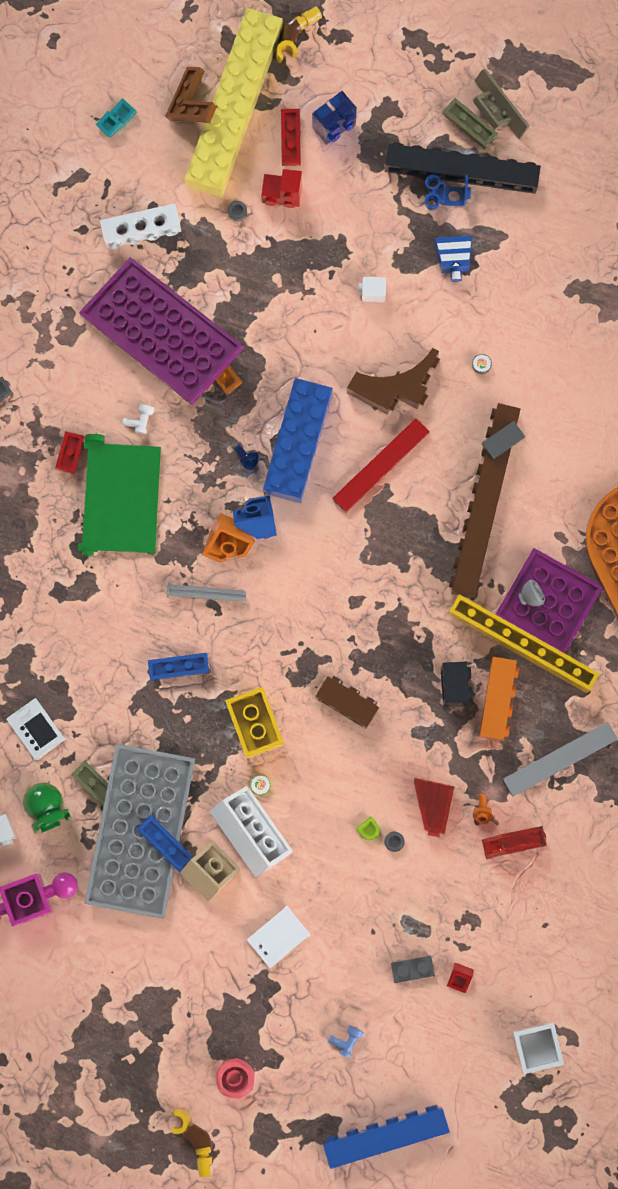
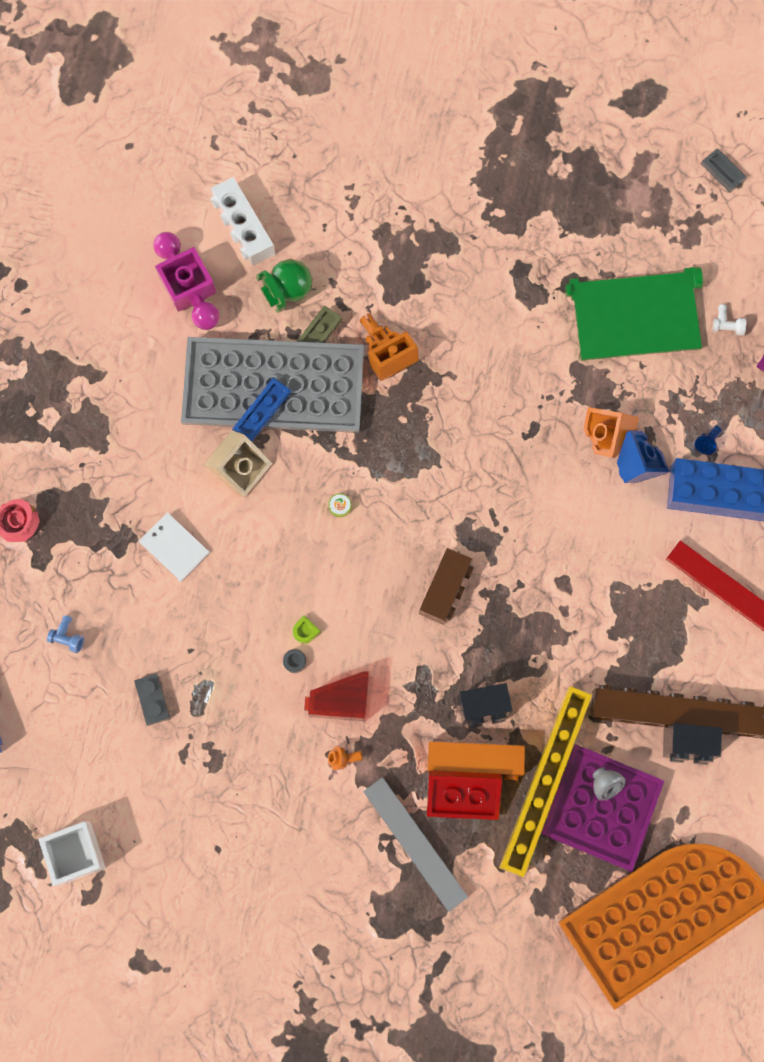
camera: 80 degrees right, 5 degrees down
(35, 729) = (369, 267): white container -> none
(70, 452) = (675, 255): red plate -> none
(121, 723) = (388, 350): none -> orange brick
(178, 666) = (458, 400): blue plate -> none
(206, 593) = (545, 415): light grey axle -> none
(251, 831) = (286, 501): white slope -> none
(254, 722) = (407, 486): yellow brick -> none
(460, 977) = (148, 755): red slope -> none
(507, 518) = (693, 743): none -> black piece
(514, 842) = (309, 800): clear red slope -> none
(526, 712) = (464, 795): none -> red plate

